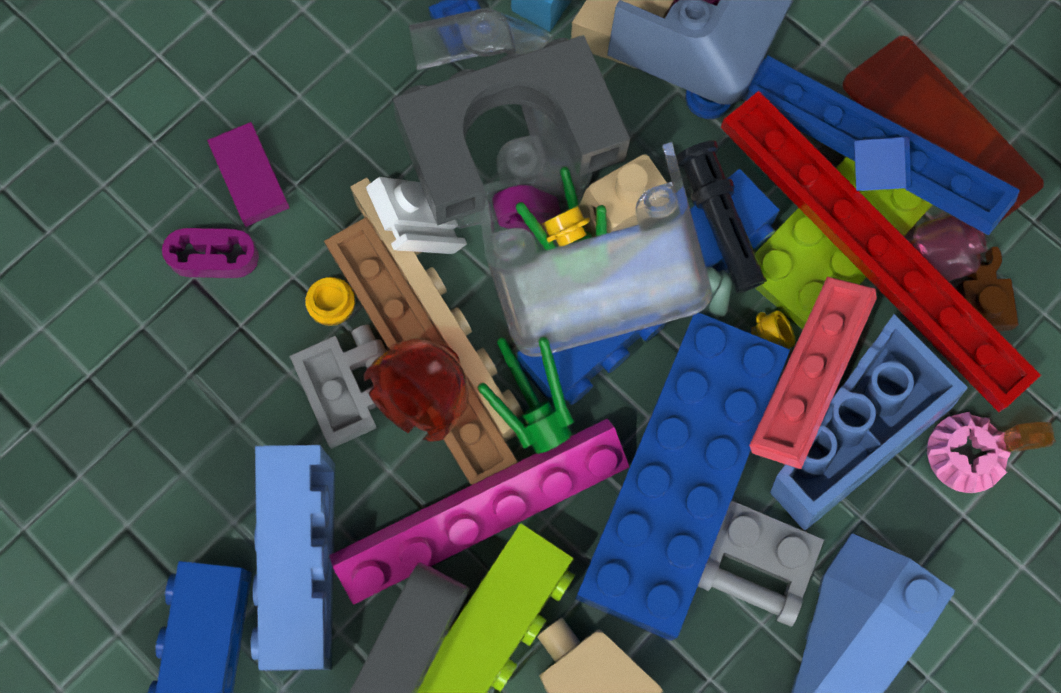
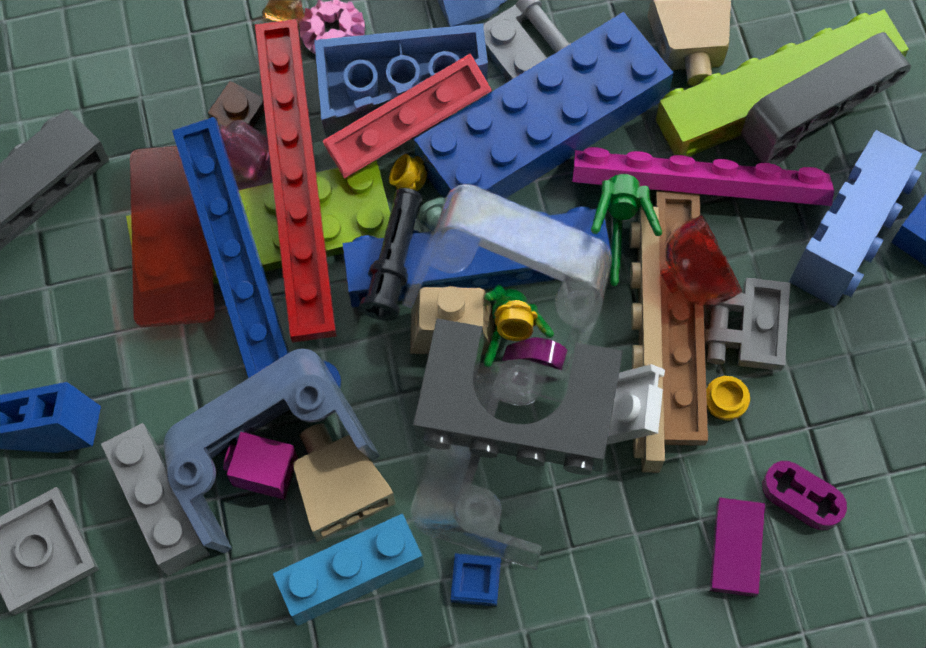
camera: 145 degrees left, 5 degrees down
(882, 164) = (249, 213): blue tile -> none

